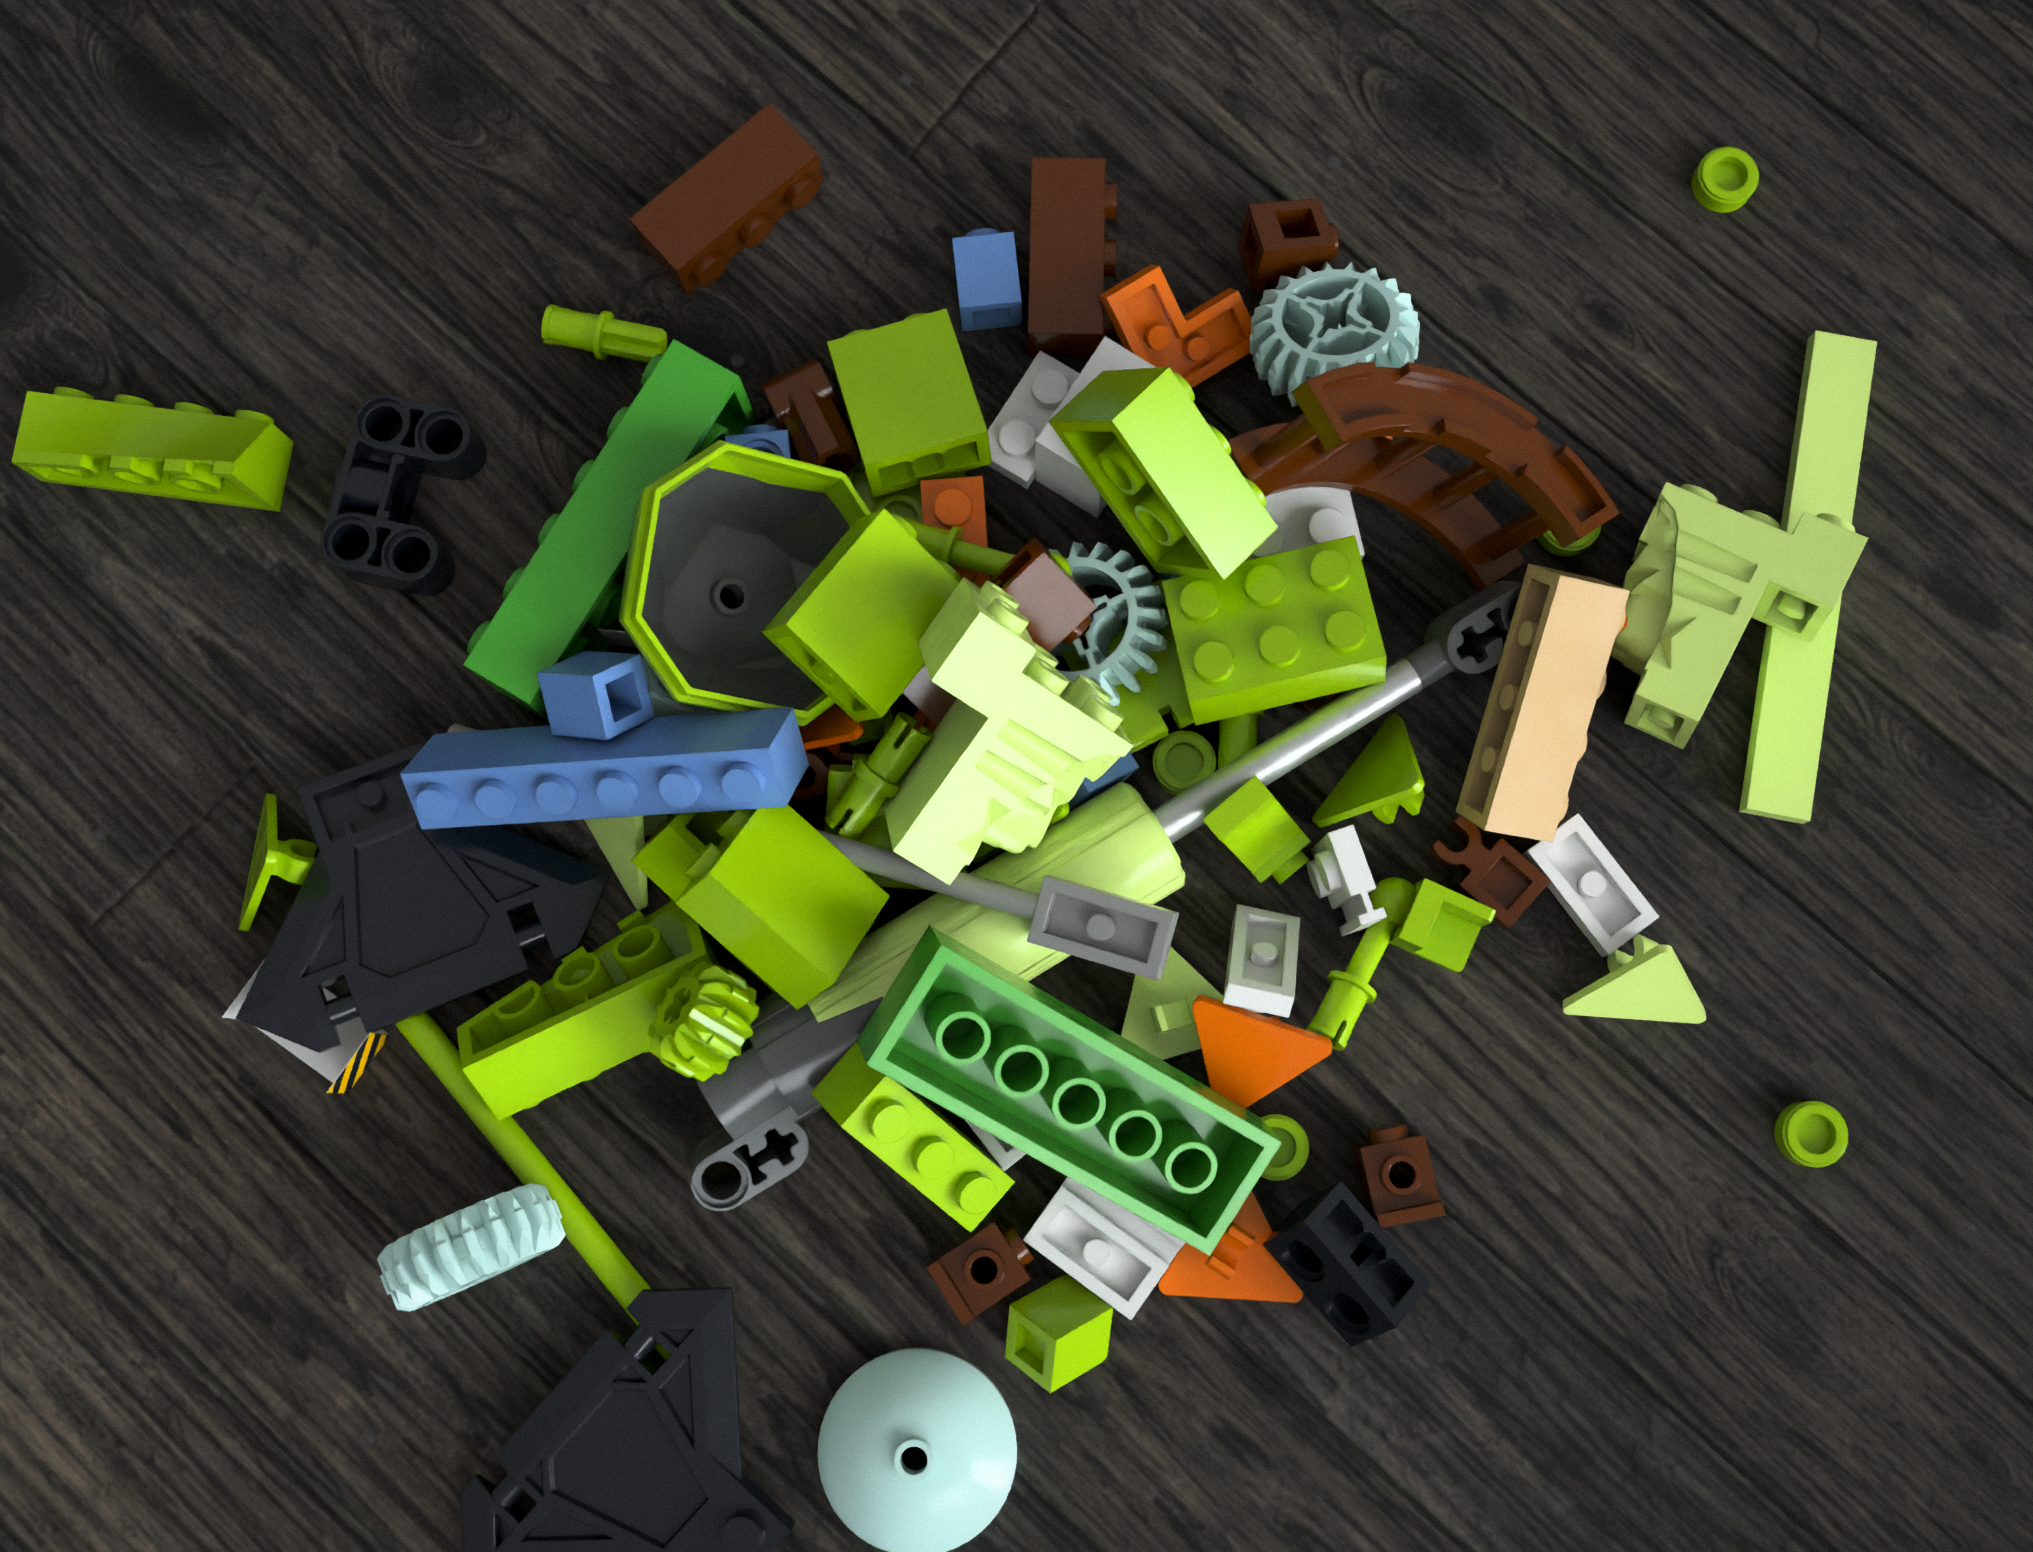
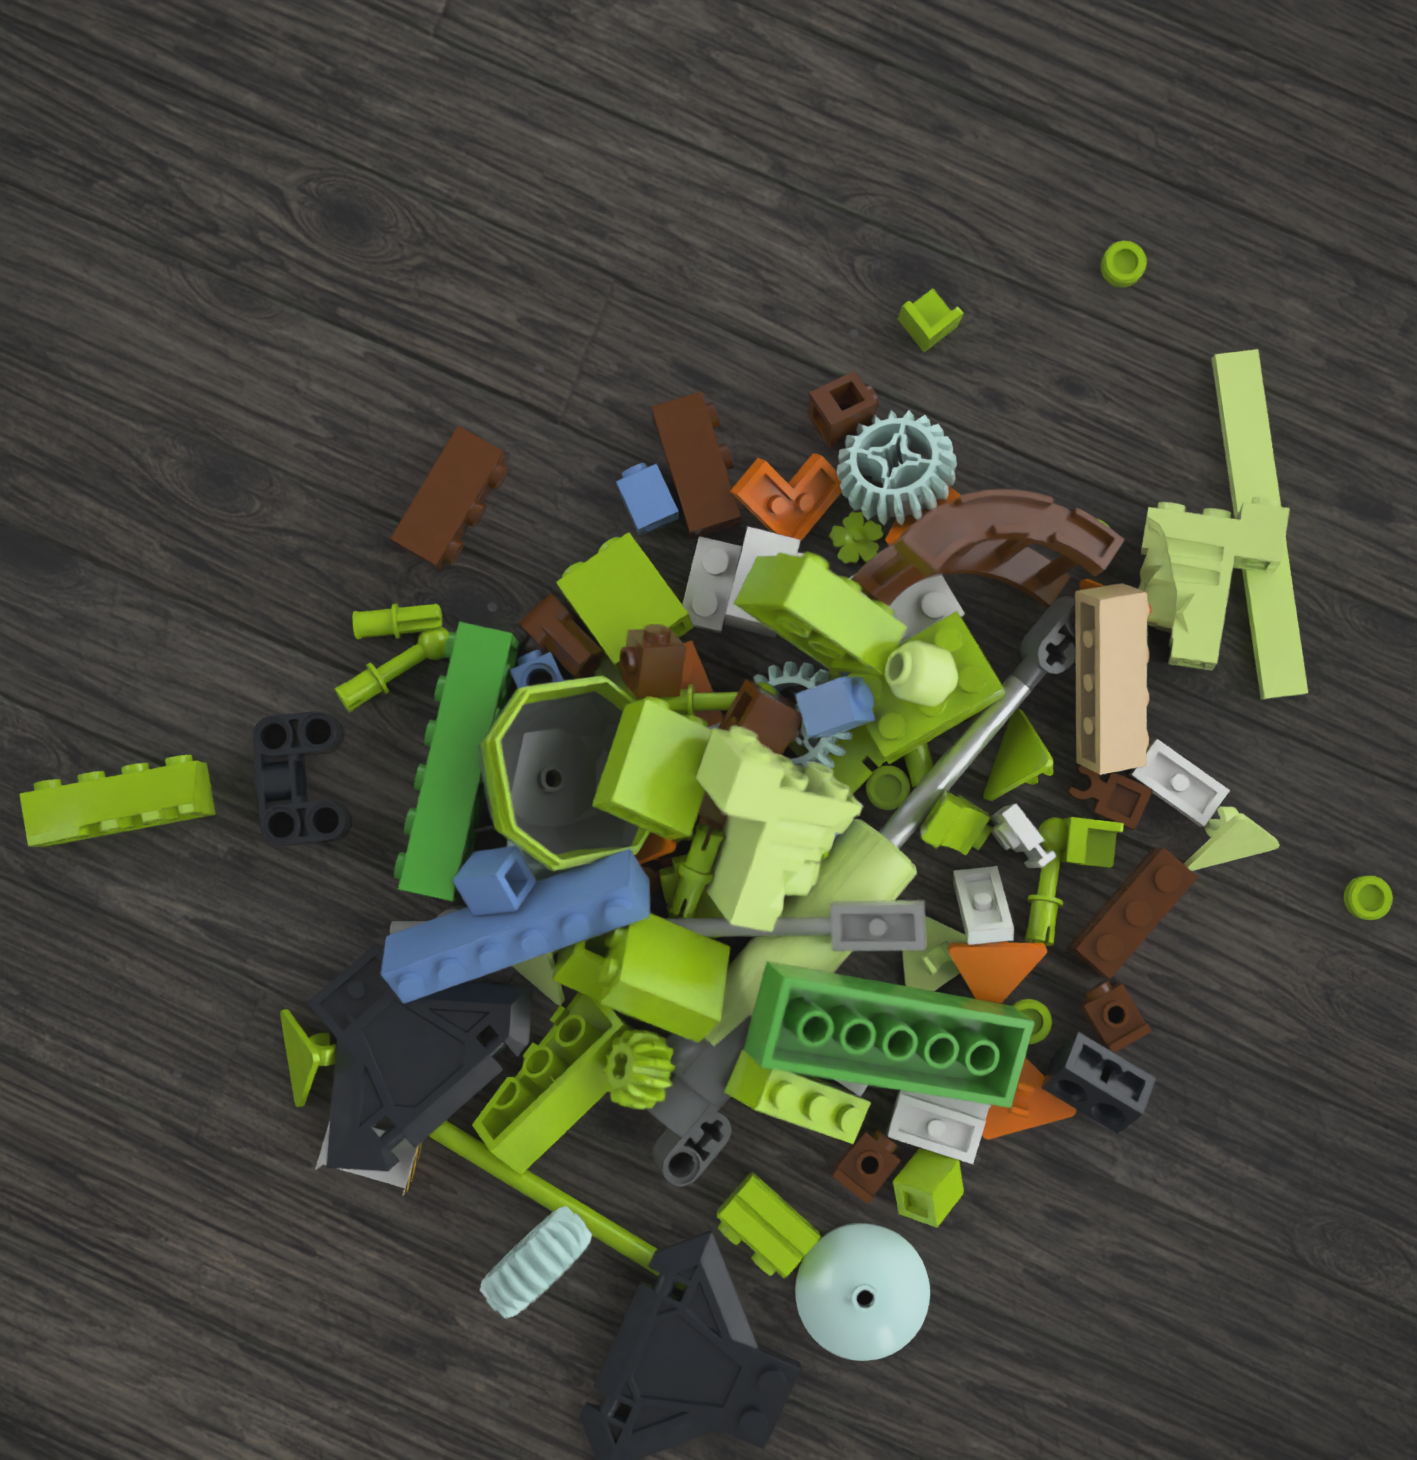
camera: 25 degrees left, 5 degrees up
(543, 401) = (373, 681): none -> lime pin
(813, 1310) = (766, 1226): none -> lime brick
(916, 474) = (653, 662): none -> reddish brown brick
(1144, 608) = (836, 706): none -> medium blue brick
(1248, 412) = (856, 539): none -> lime plant
(1277, 593) = (921, 673): none -> yellowish green head
(1440, 169) = (929, 319): none -> lime panel
(1470, 1041) = (1132, 912): none -> reddish brown brick

